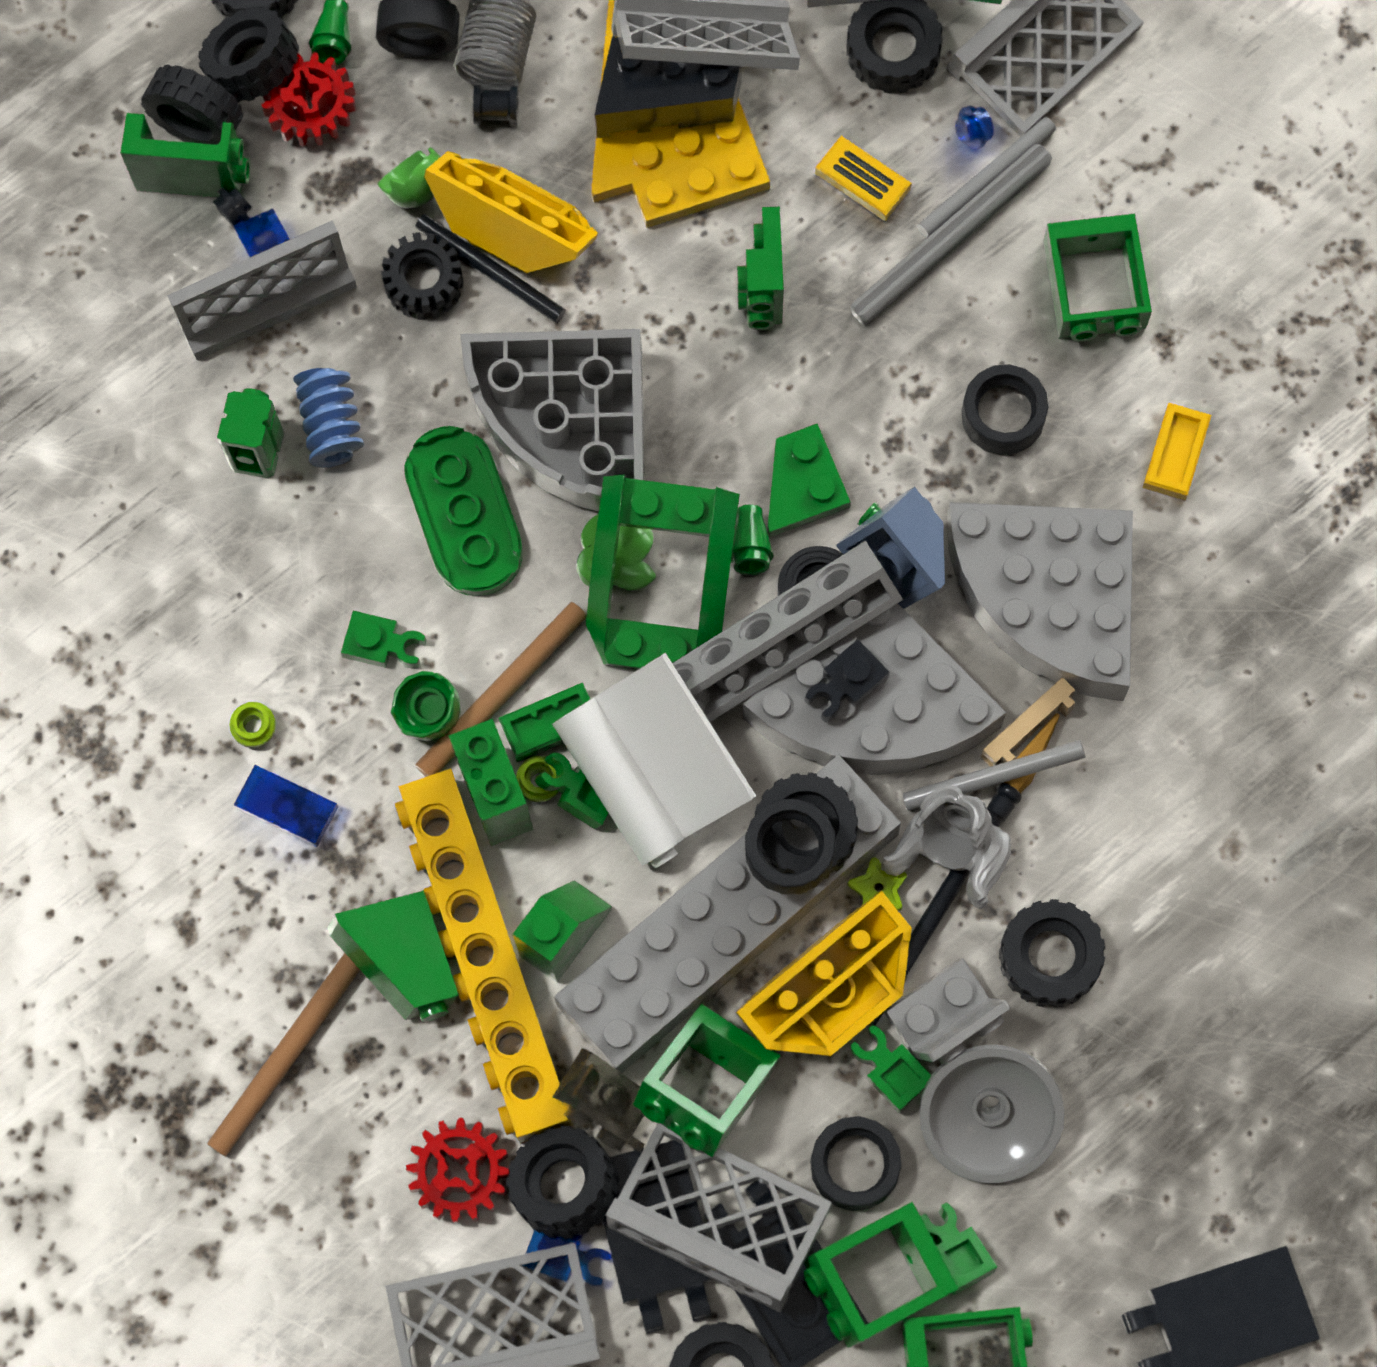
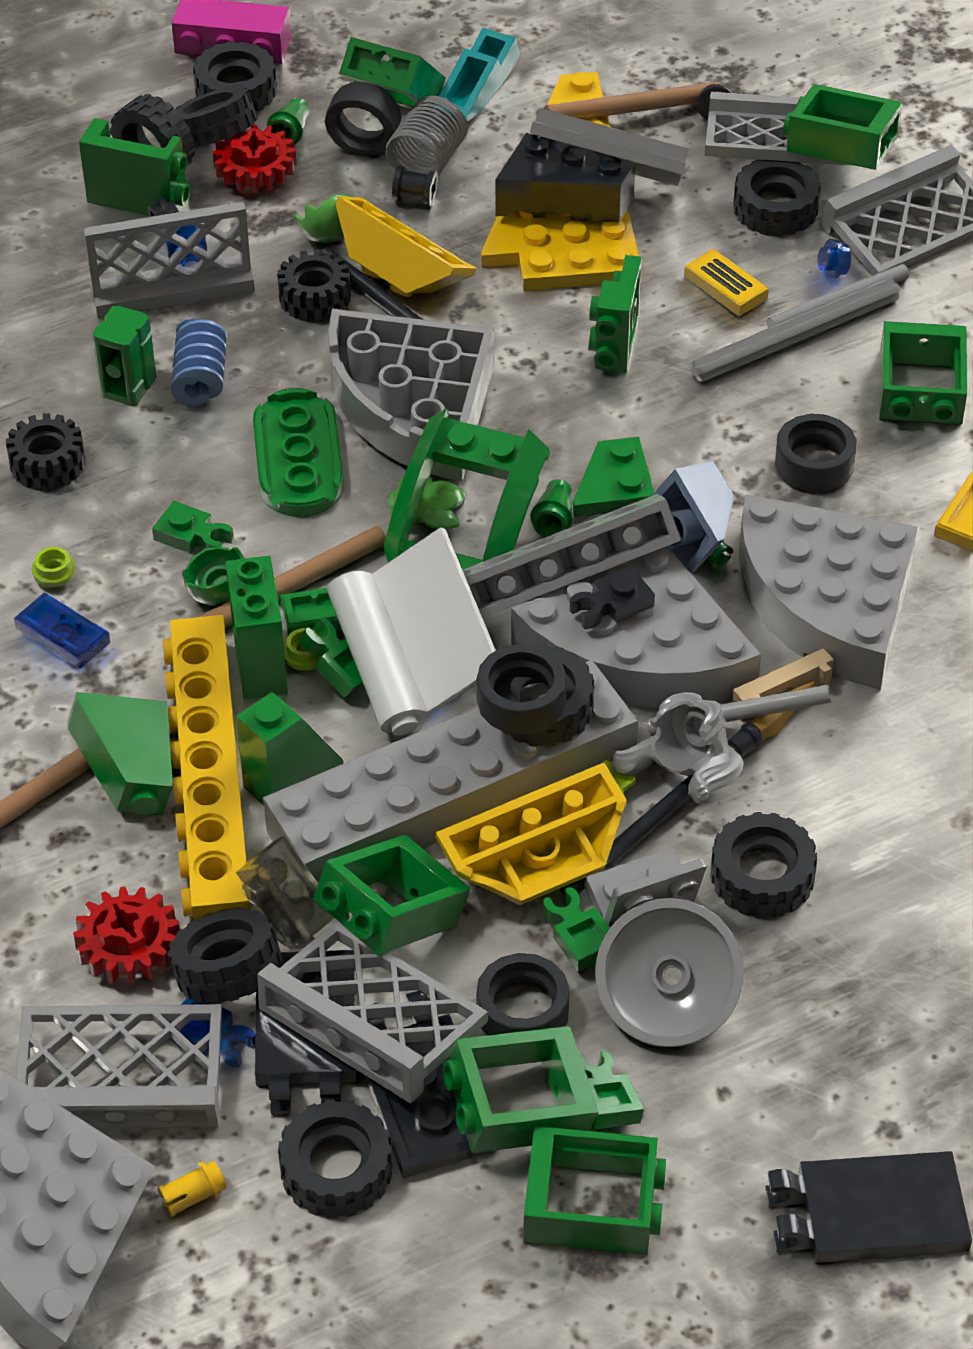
camera: 10 degrees right, 25 degrees down
(191, 546) = (43, 435): none -> black tyre

